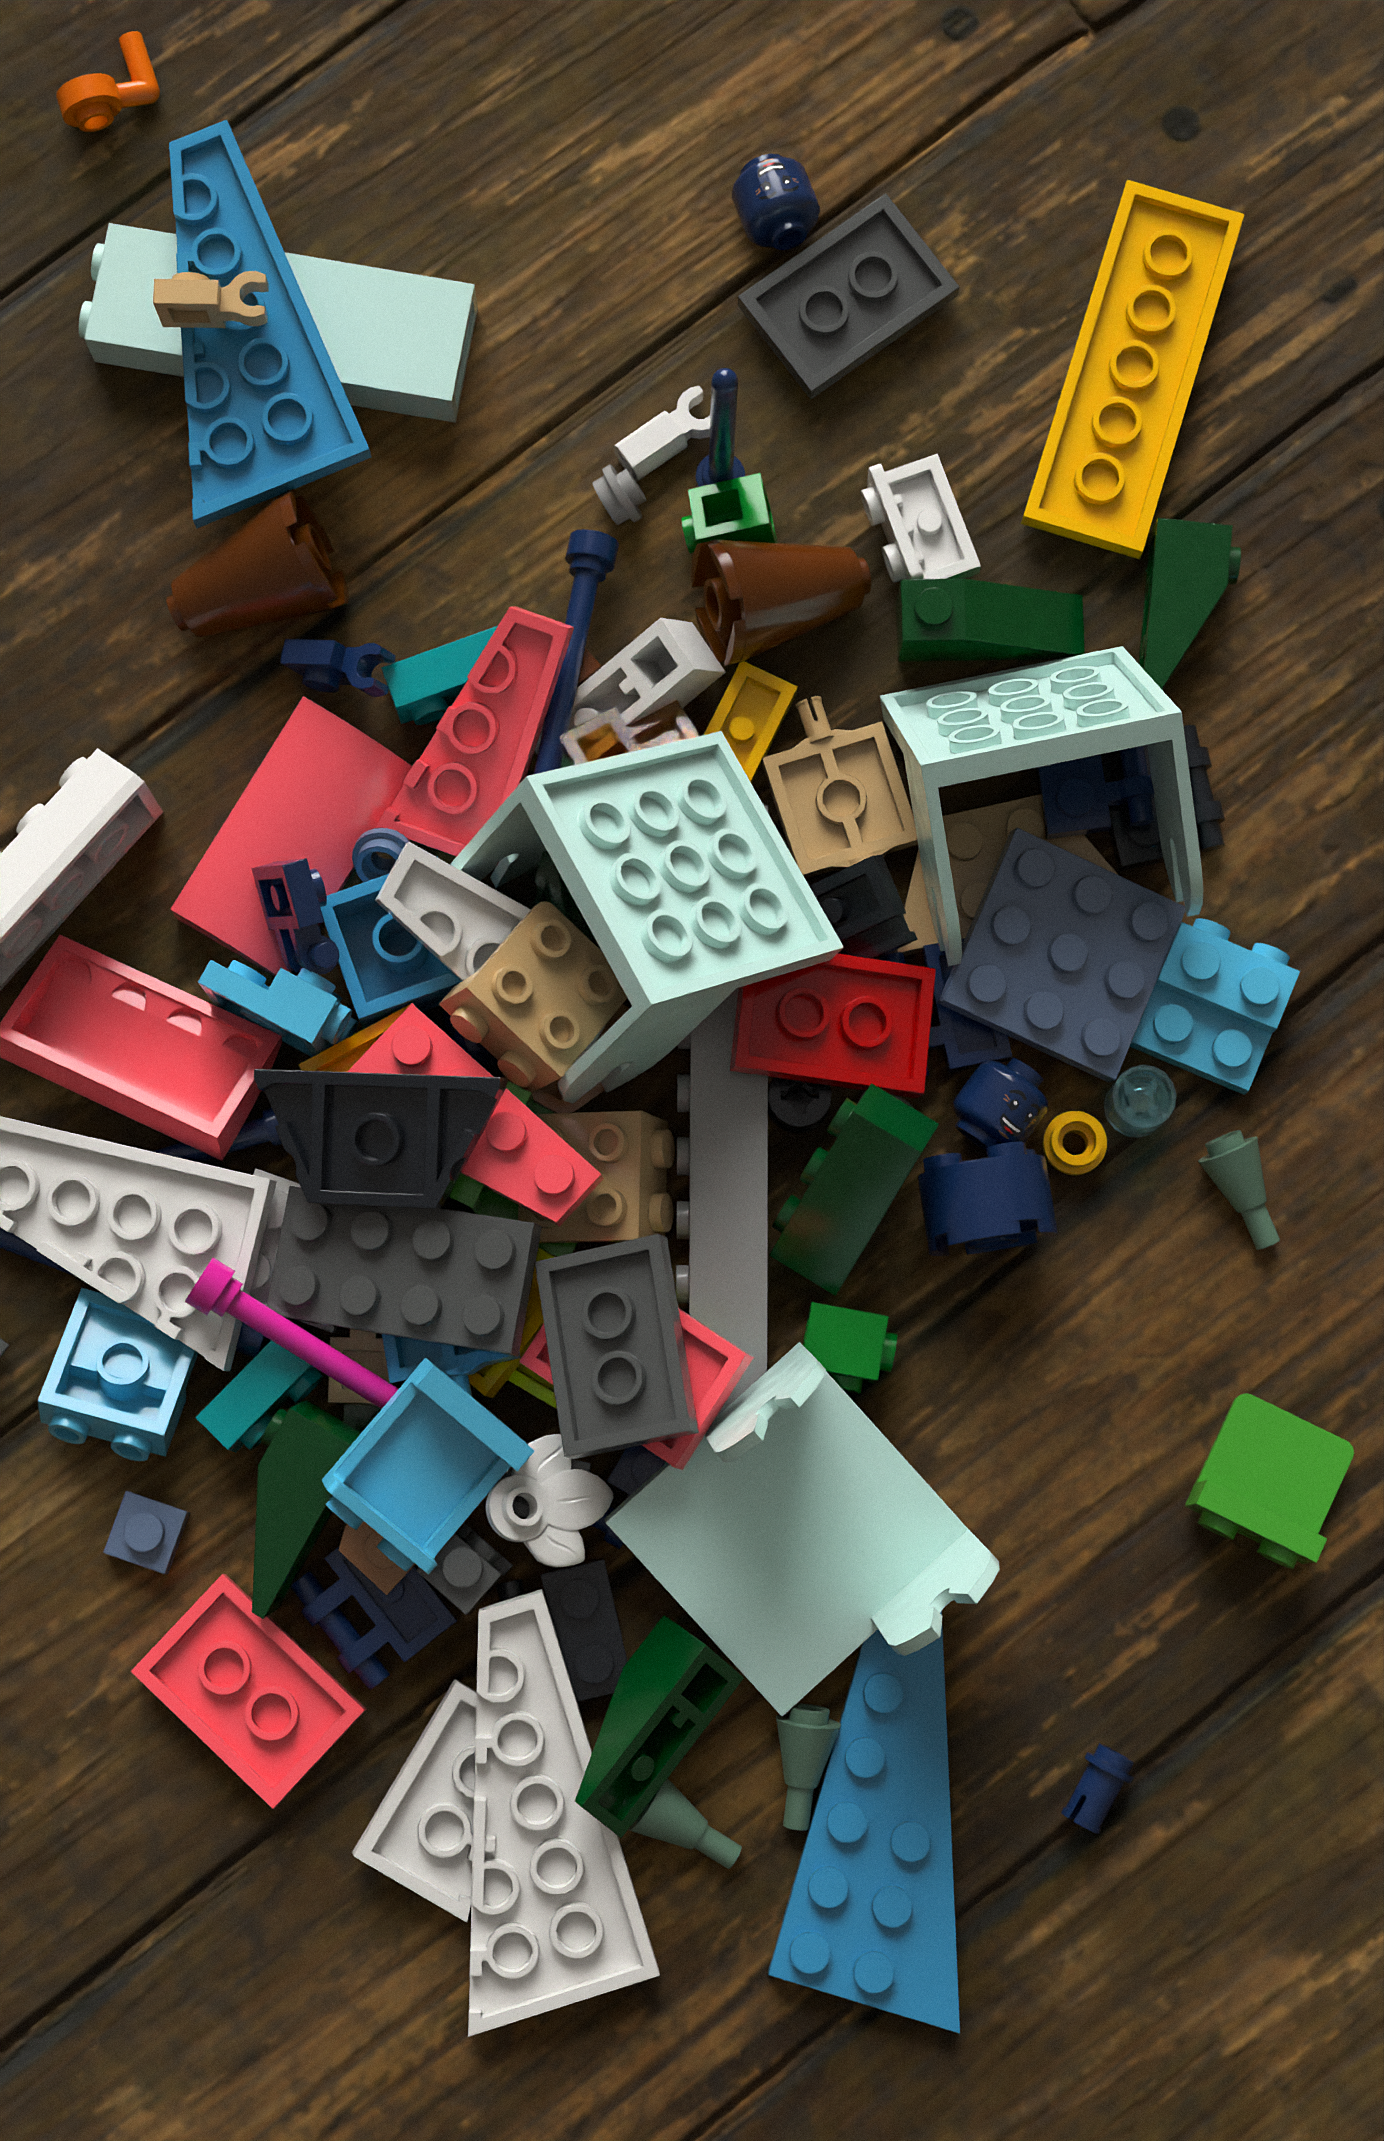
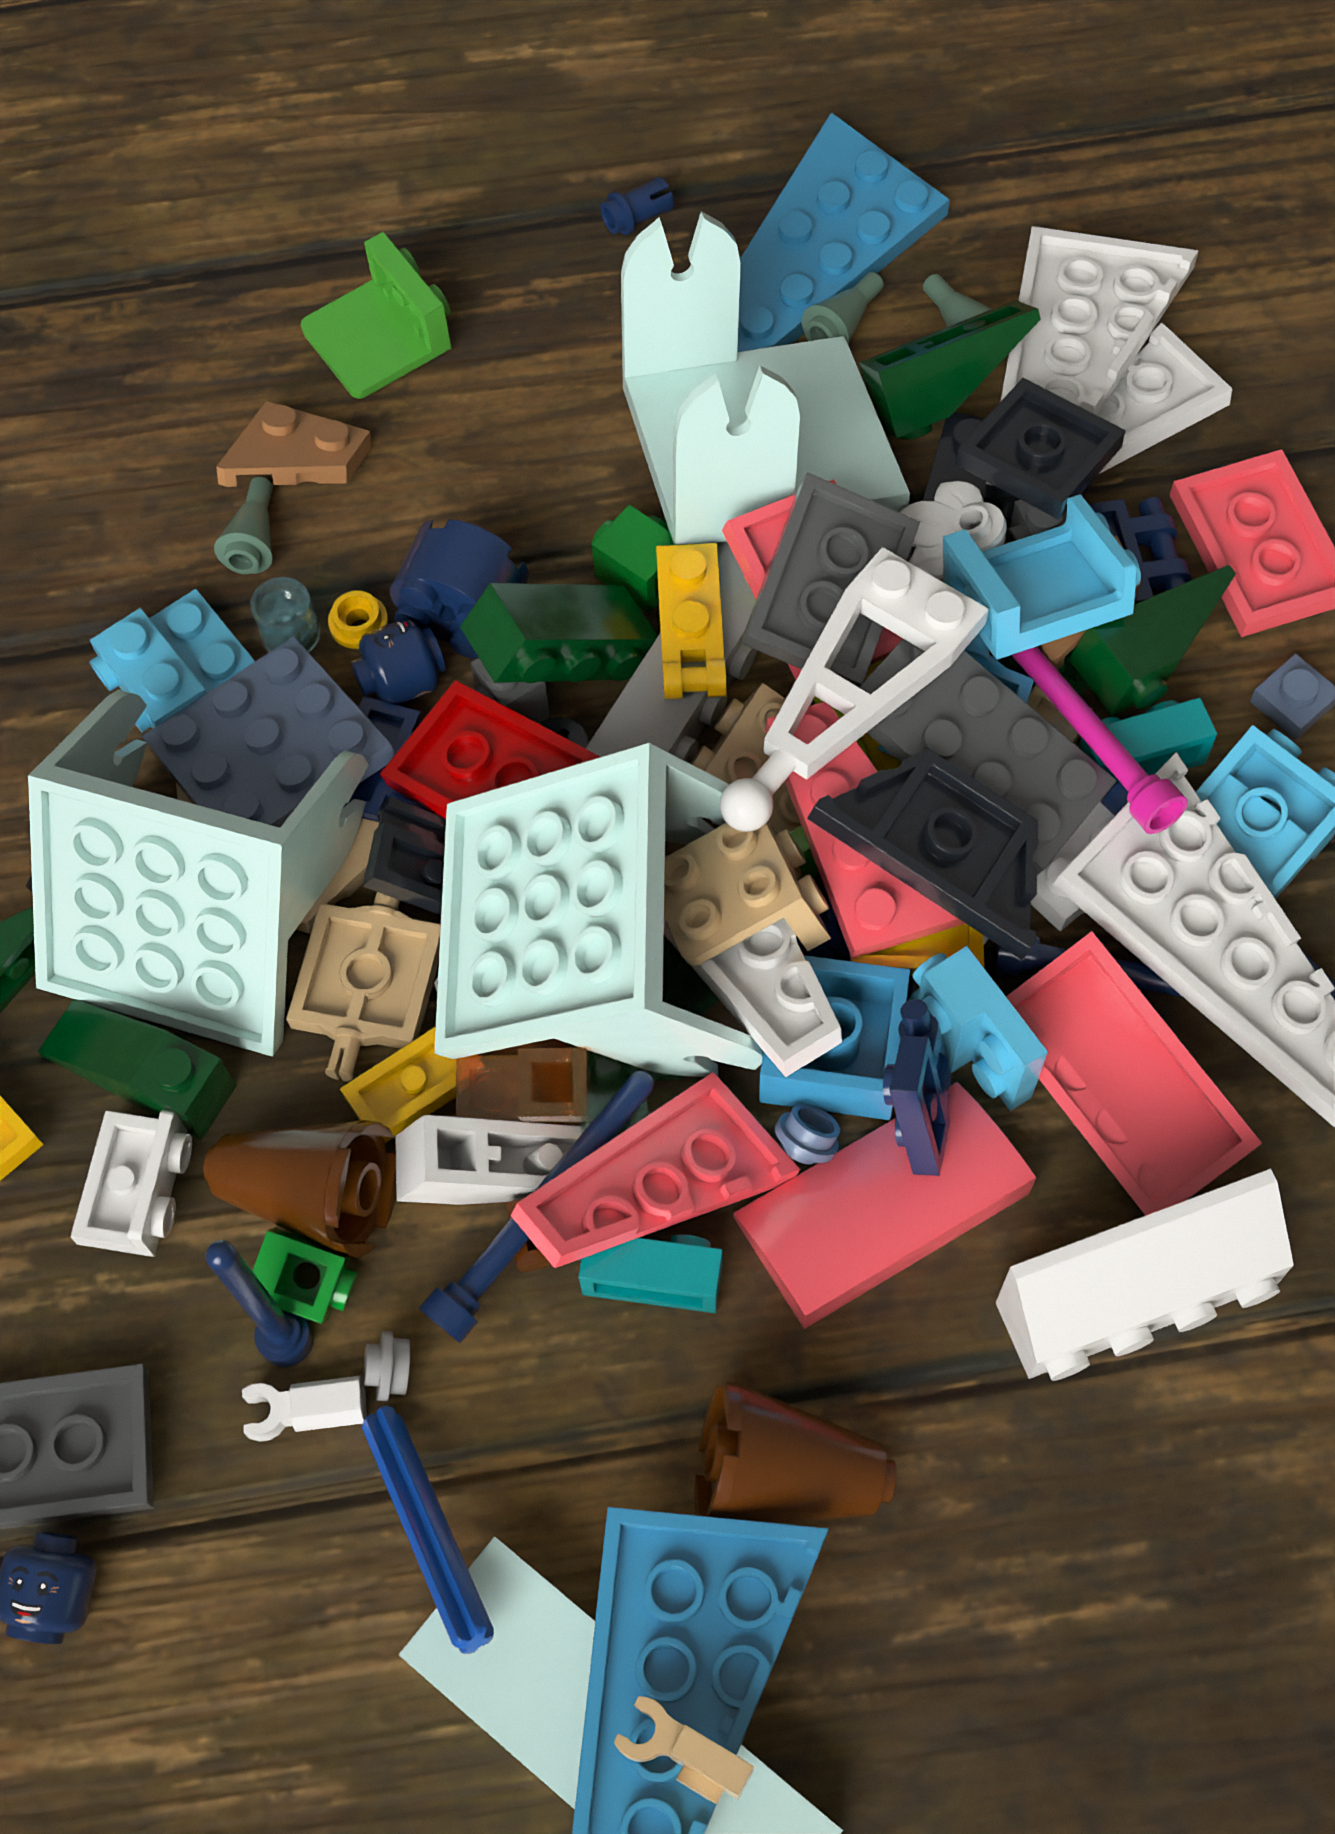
camera: 145 degrees left, 15 degrees down
(330, 664) = (763, 1334): dark blue plate -> none
(496, 1626) = (1040, 447): none -> black plate
(508, 382) = (428, 1531): none -> blue axle
(520, 1343) = (901, 601): none -> white plate
(742, 1272) = (690, 620): none -> yellow plate
(1260, 1295) = (295, 448): none -> medium nougat wing

